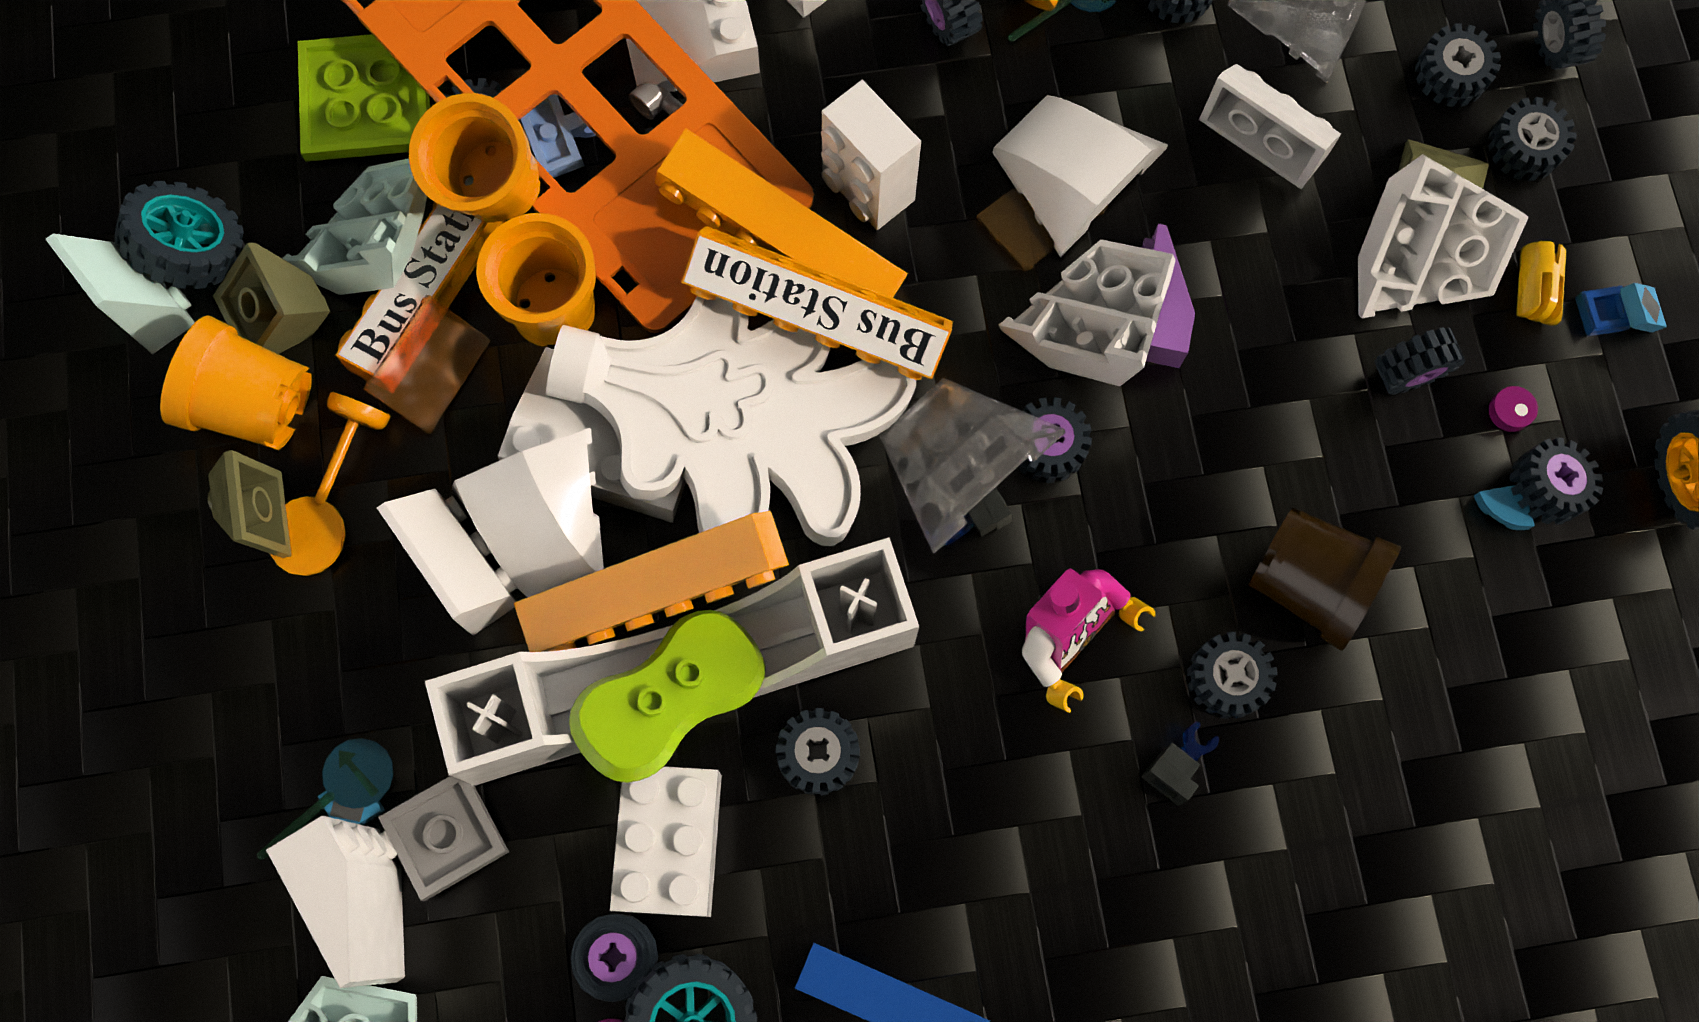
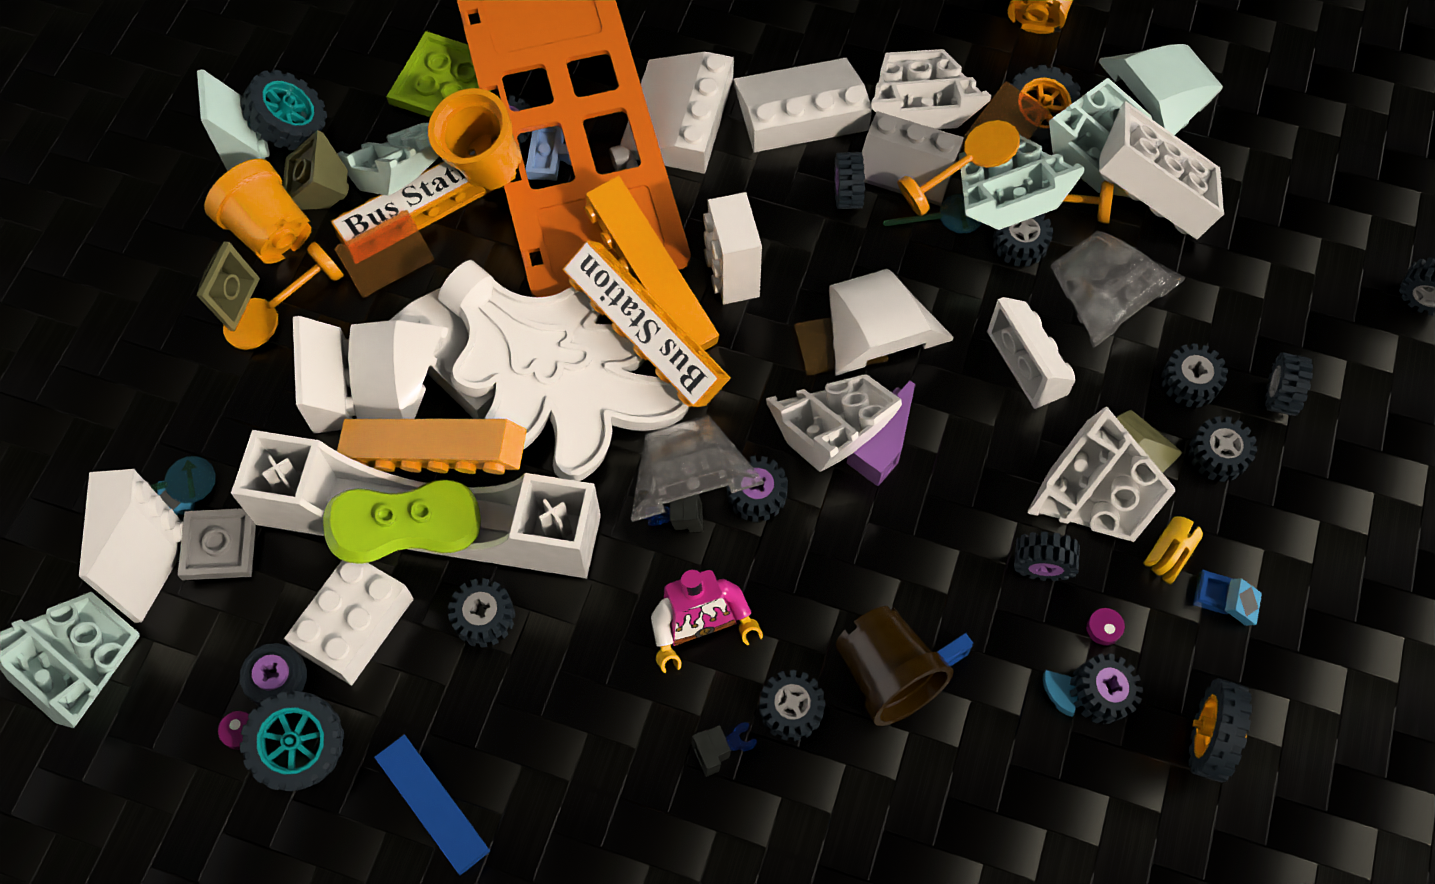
camera: 30 degrees right, 10 degrees down
(515, 270) = (472, 217): light orange piece -> none
(1376, 518) = (956, 650): none -> blue tile

